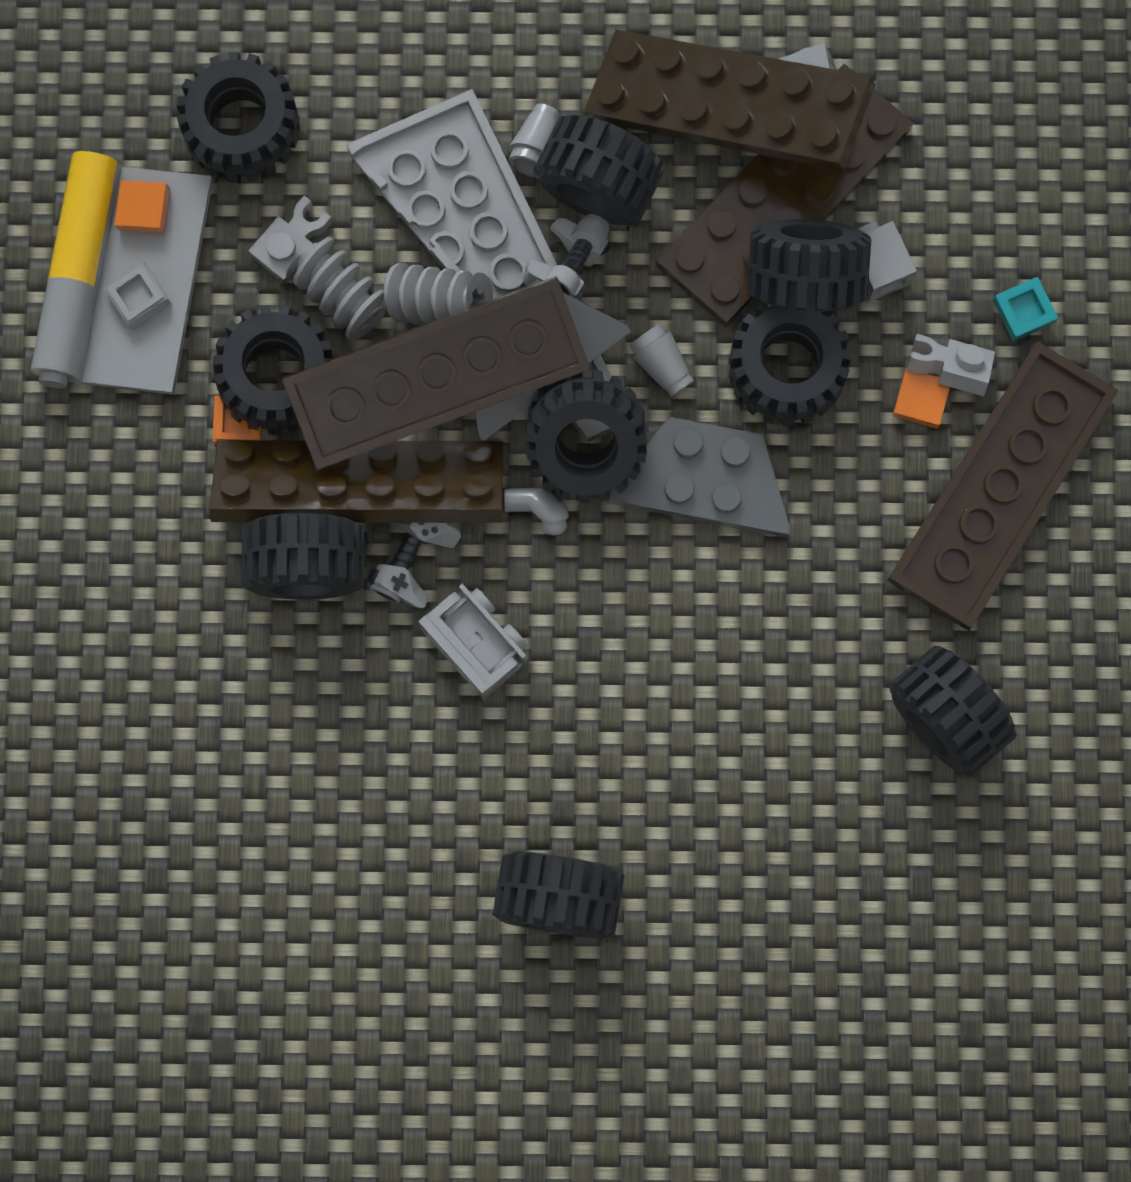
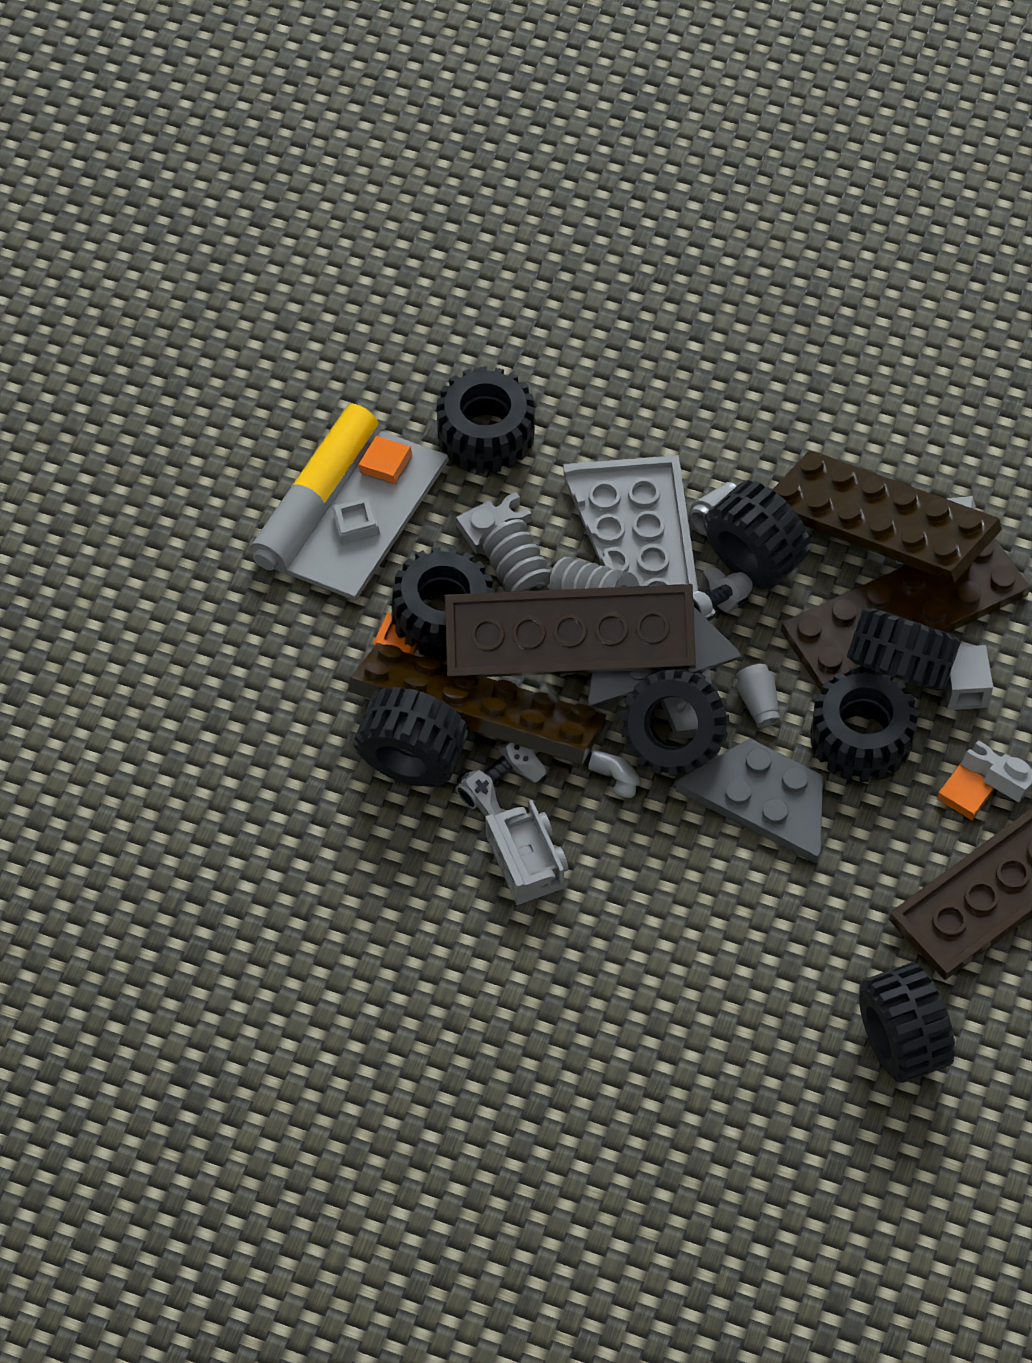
camera: 20 degrees right, 20 degrees down
(558, 894) = (520, 1056): black tyre -> none

